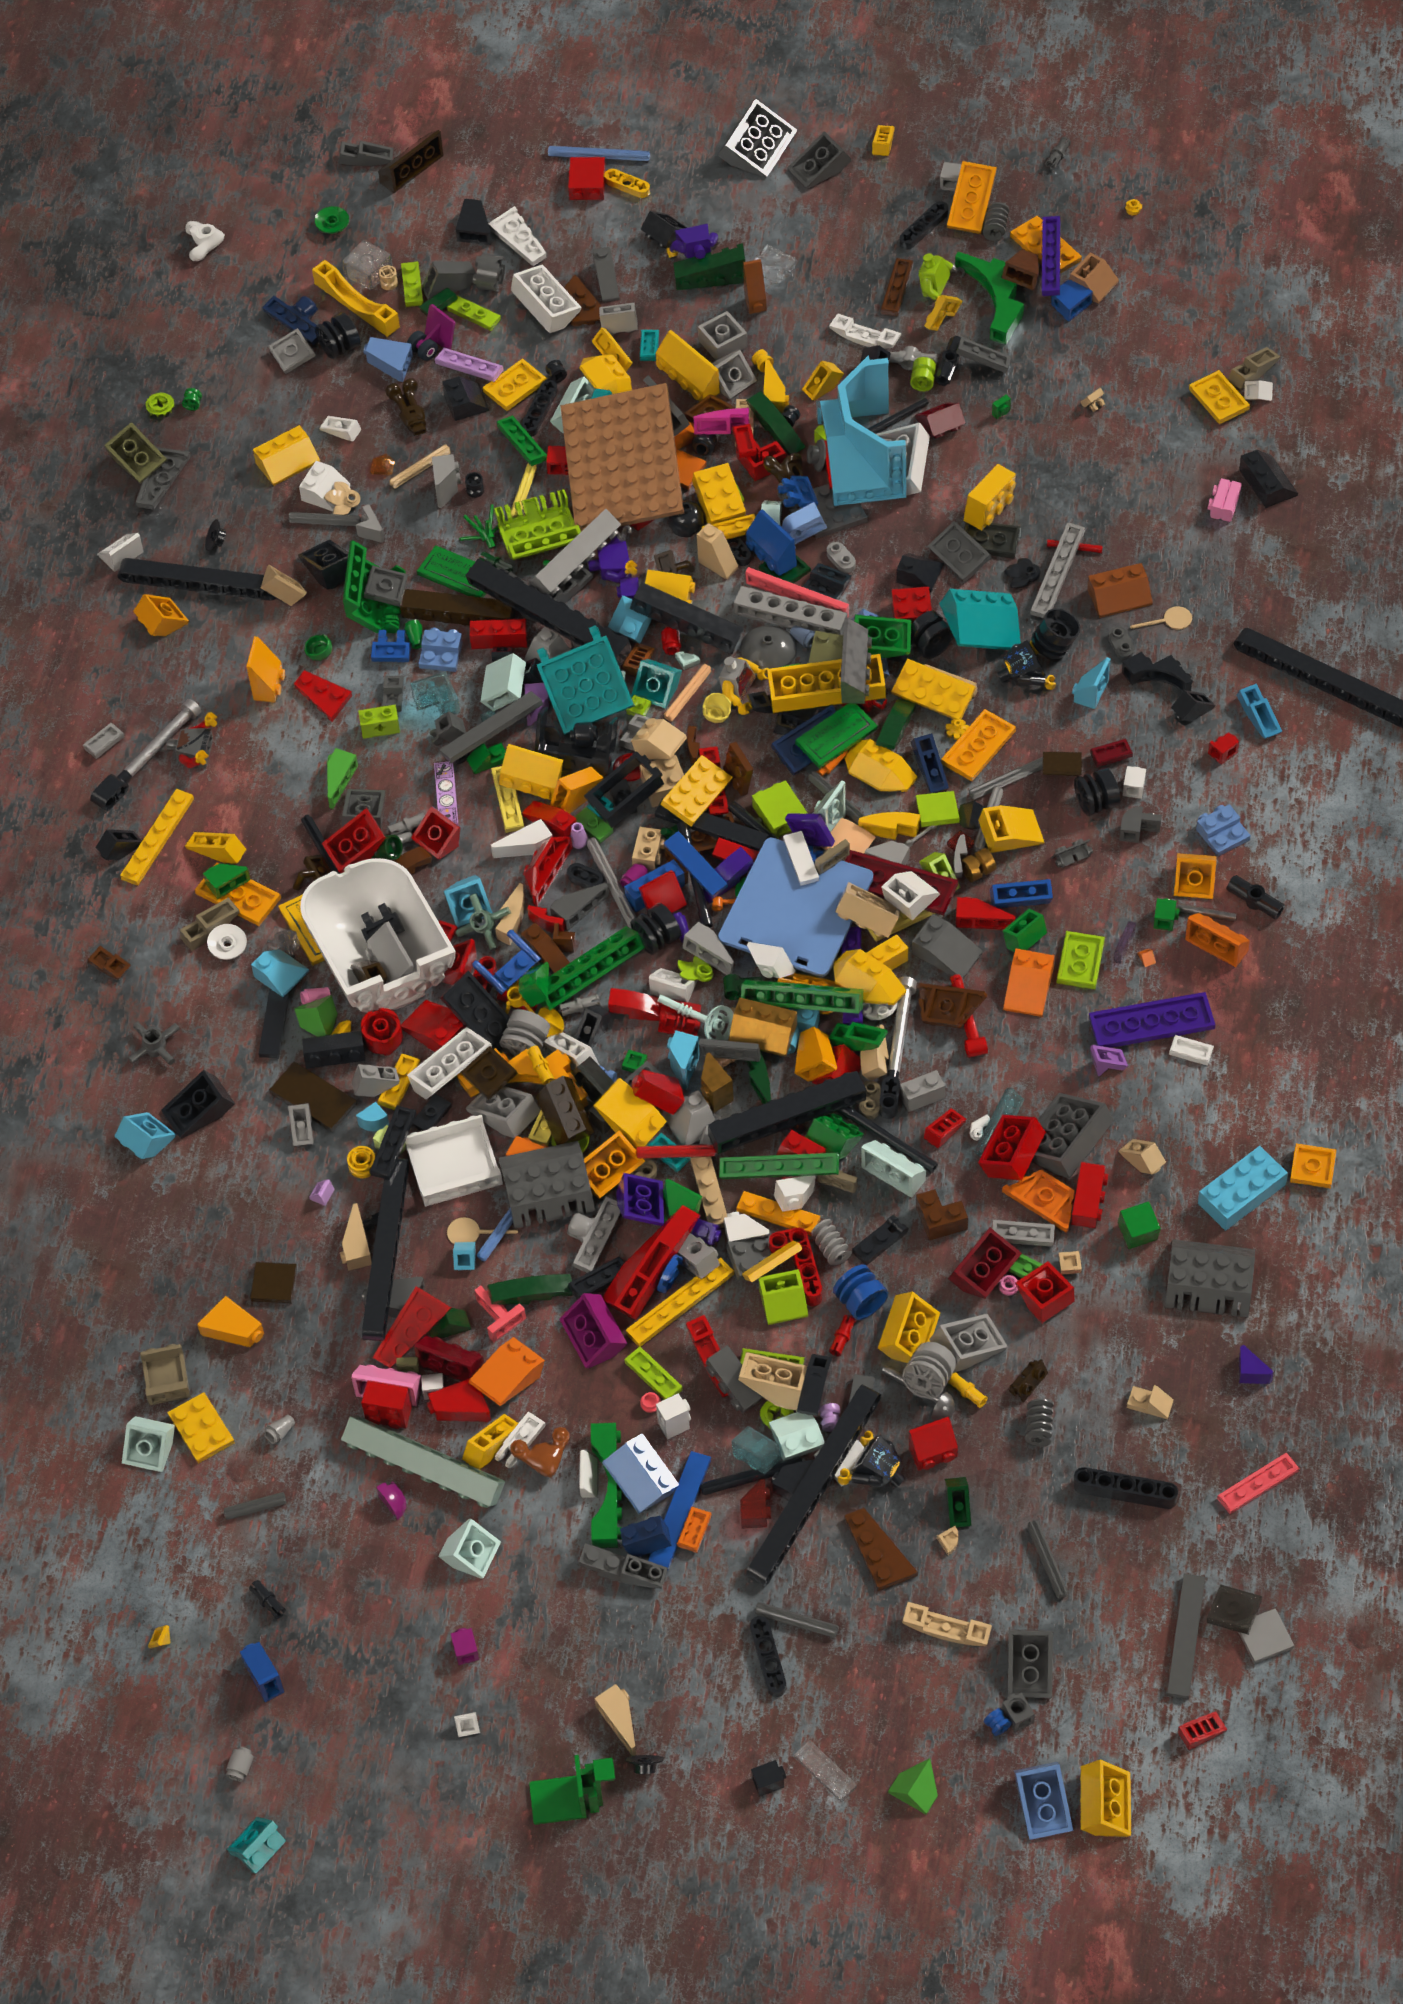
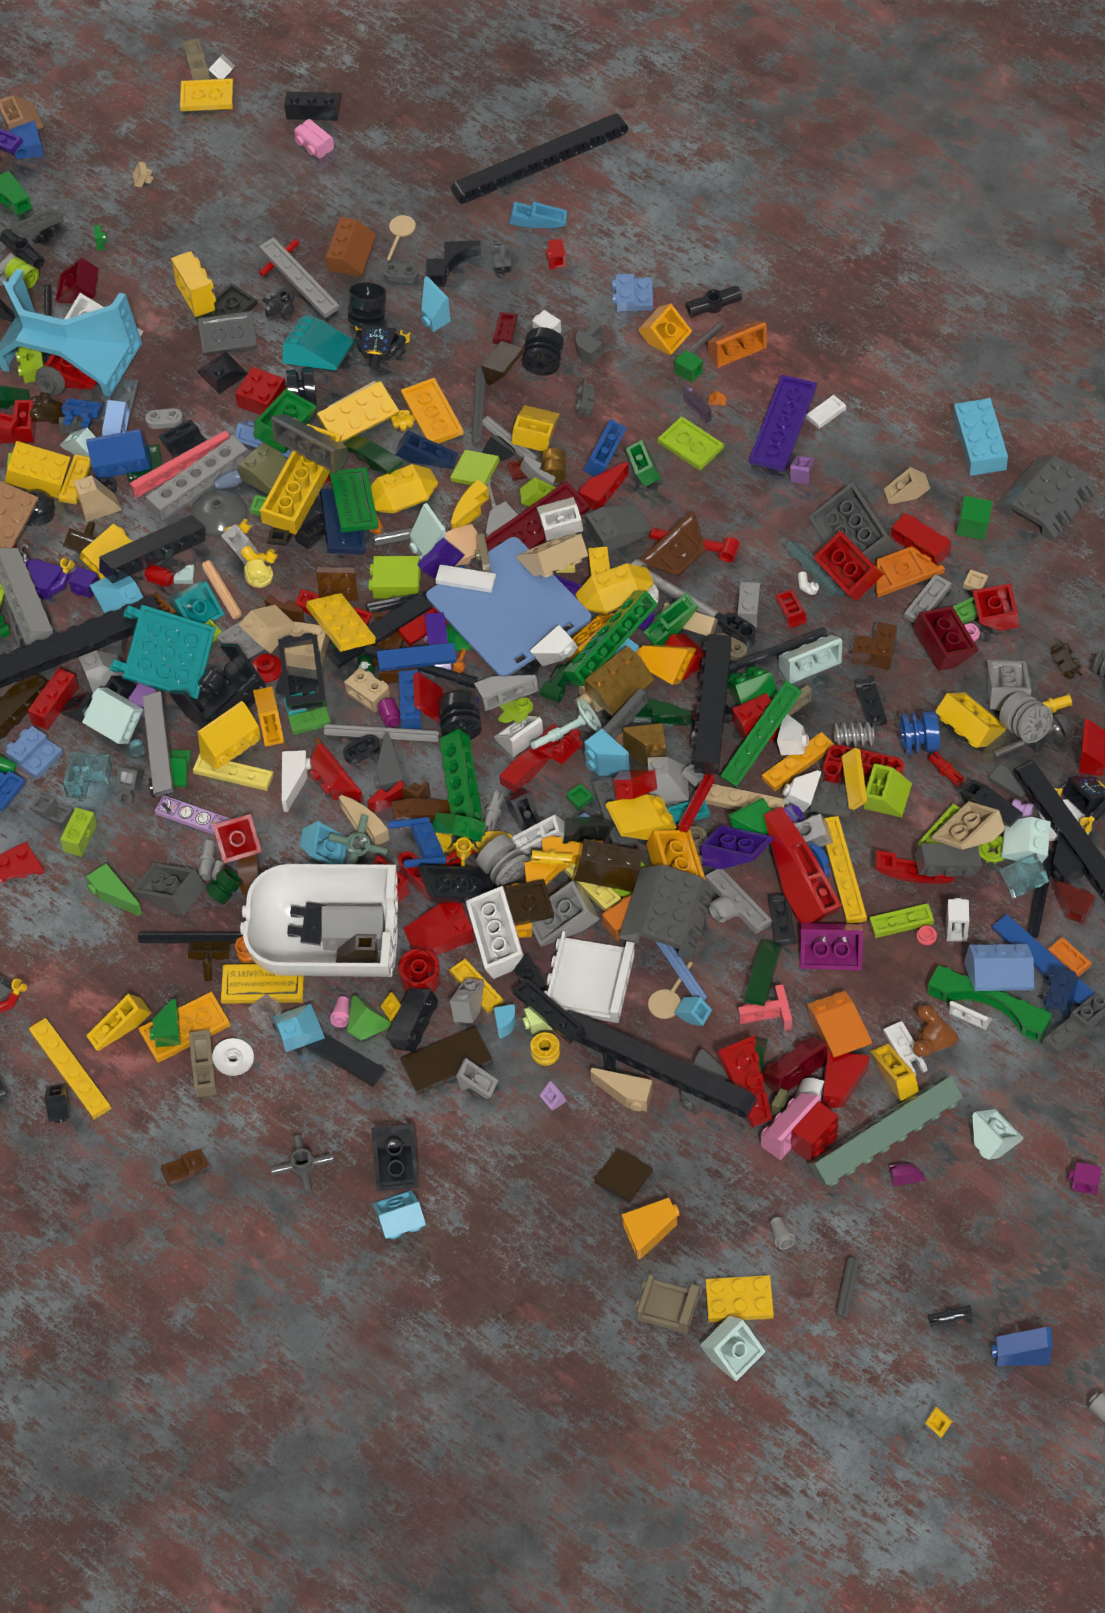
camera: 60 degrees left, 0 degrees up
(354, 841) = (207, 901): red slope -> none
(556, 819) = (288, 740): red slope -> none
(578, 836) = (316, 731): lavender cone -> none
(1029, 982) = (691, 485): orange slope -> none
(1313, 1166) = (987, 383): light orange plate -> none

